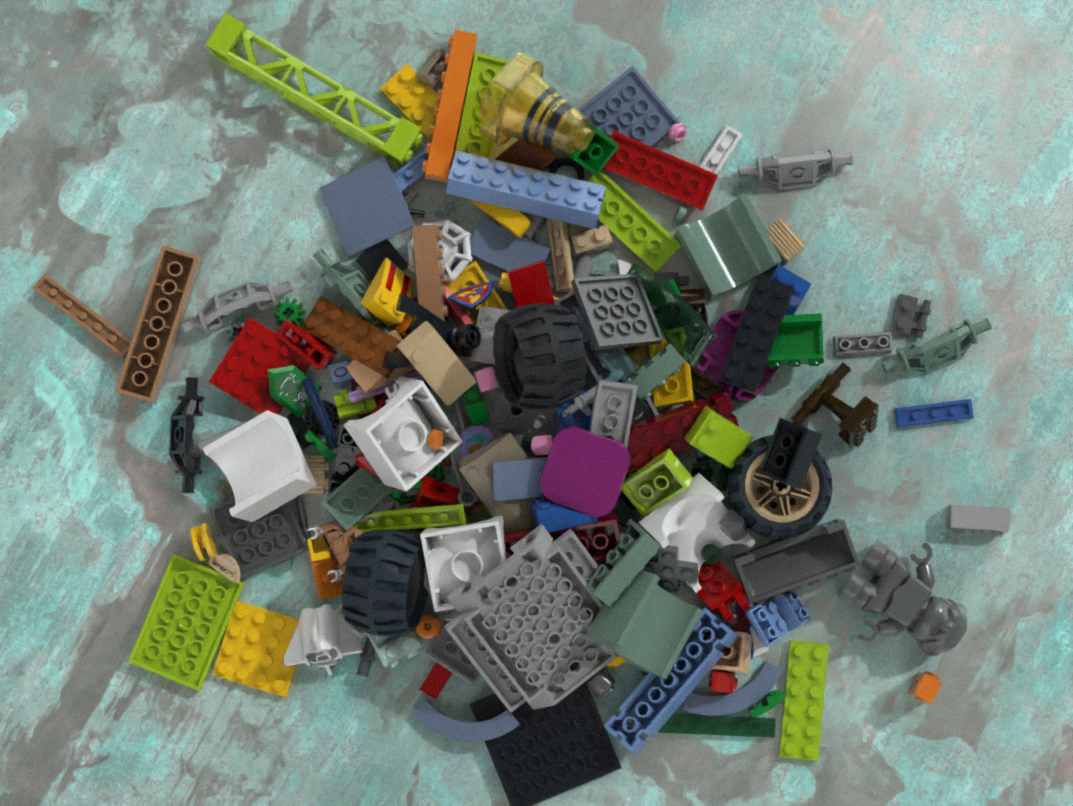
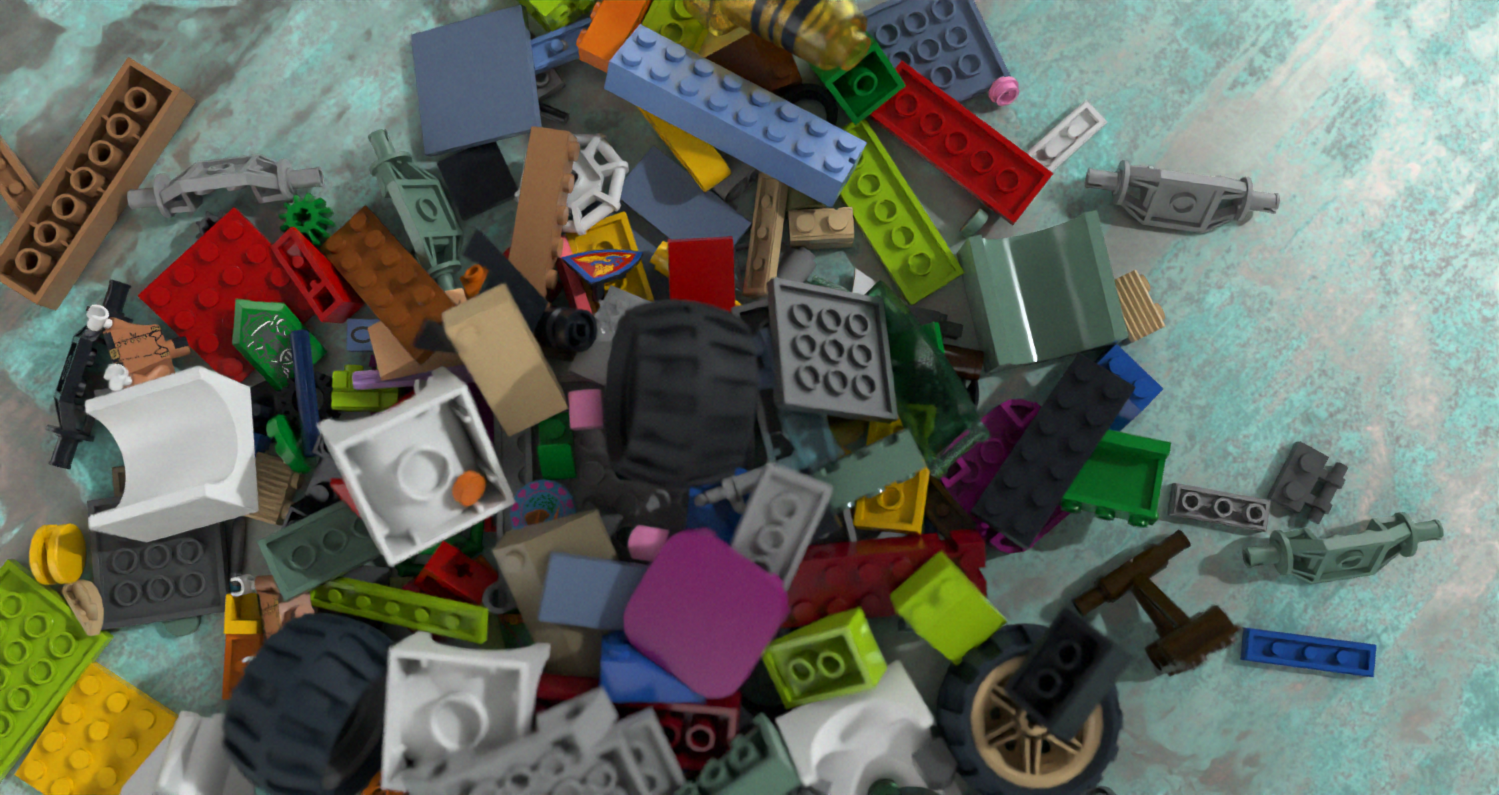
camera: 15 degrees right, 0 degrees up
(218, 414) = (135, 349): none -> nougat torso
(384, 293) = (473, 205): yellow slope -> none
(715, 473) = (923, 665): clear green brick -> none

